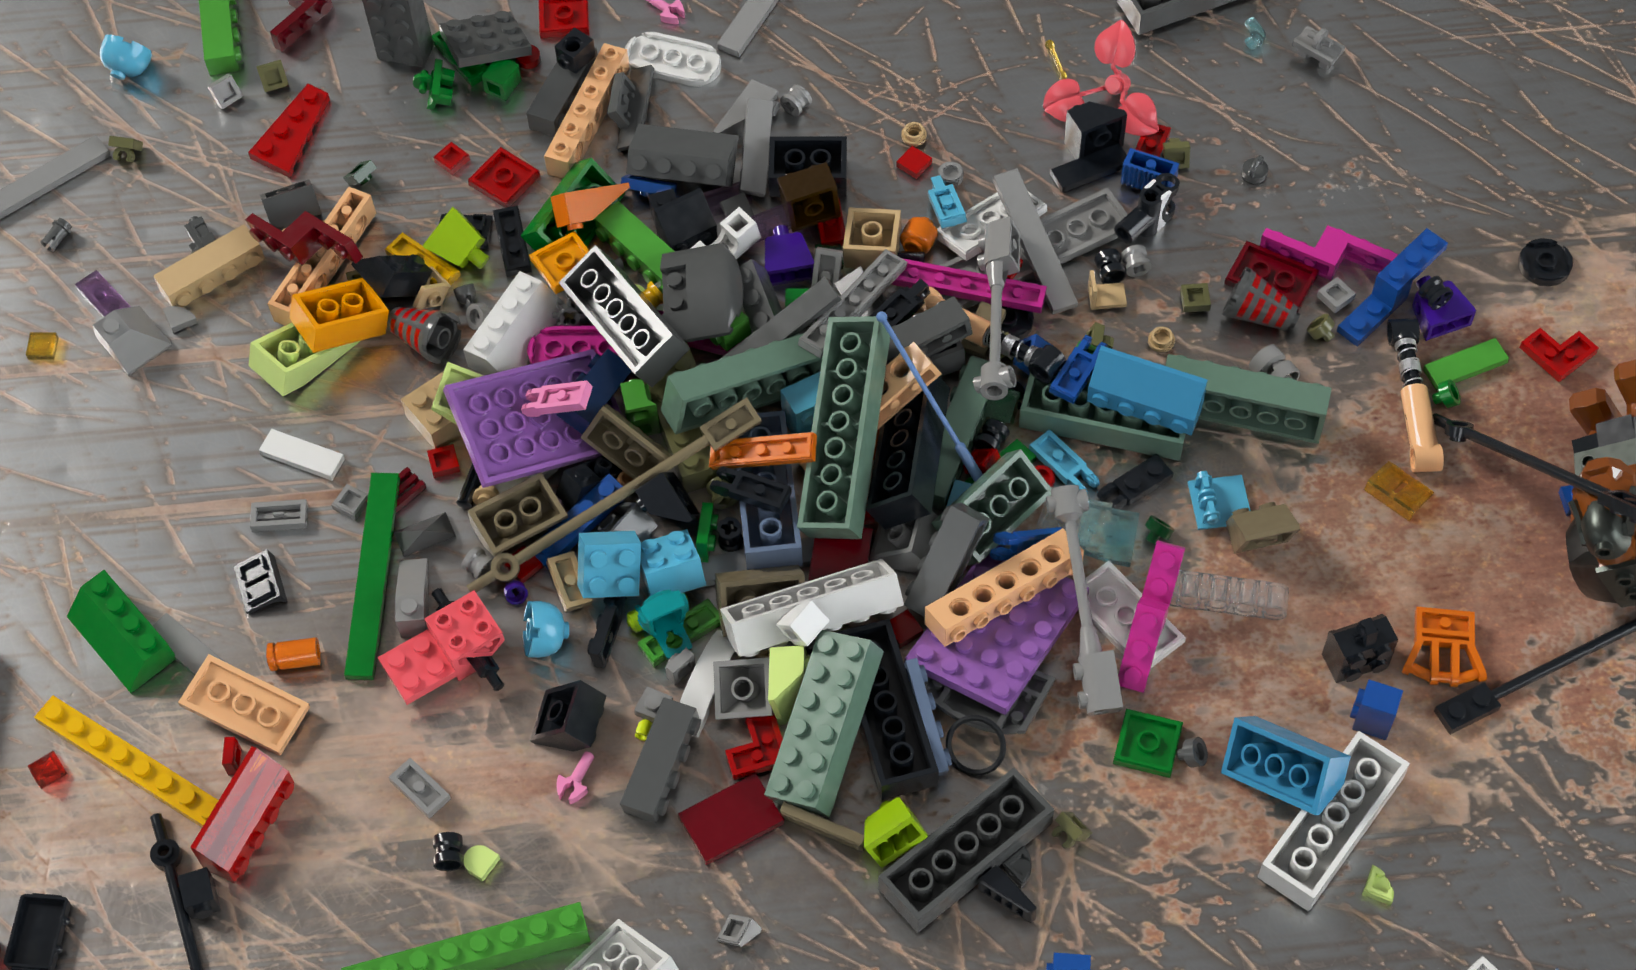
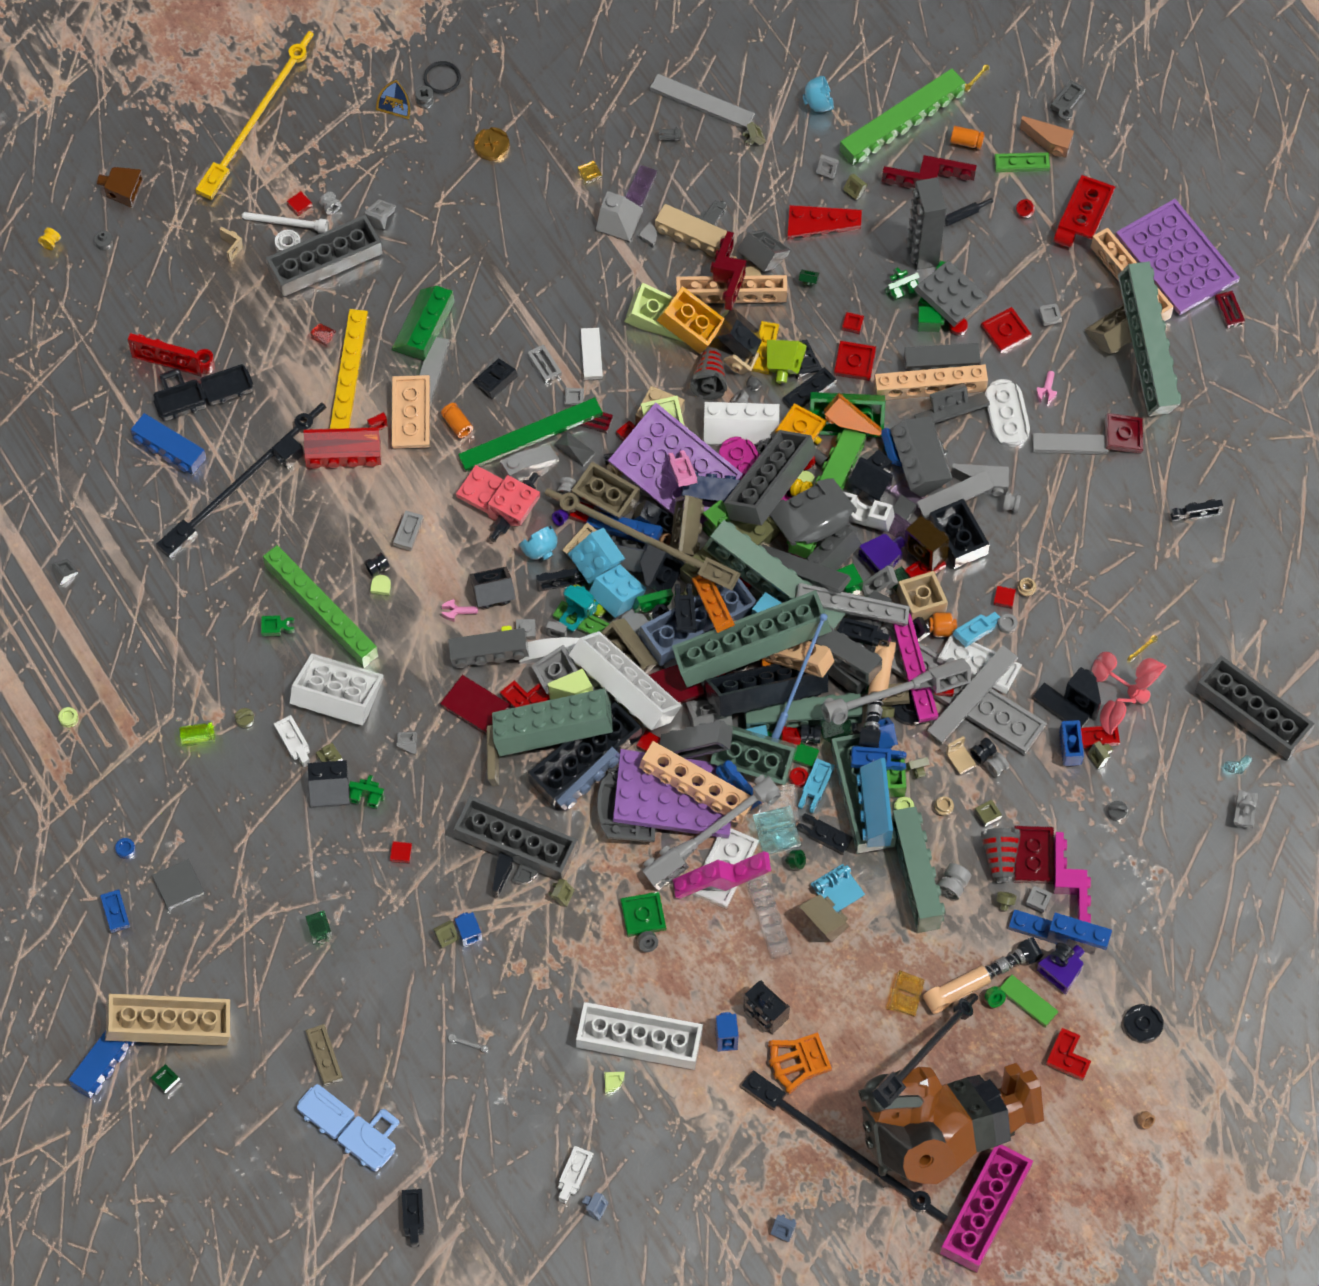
camera: 60 degrees right, 5 degrees up
(575, 51) = (970, 345): black brick -> none
(803, 623) = (601, 676): white brick -> none
(892, 831) = (505, 792): lime torso -> none
(995, 727) = (599, 818): black tyre -> none
(1151, 210) = (1036, 754): black connector -> none
(1284, 764) = (659, 990): dark azure slope -> none

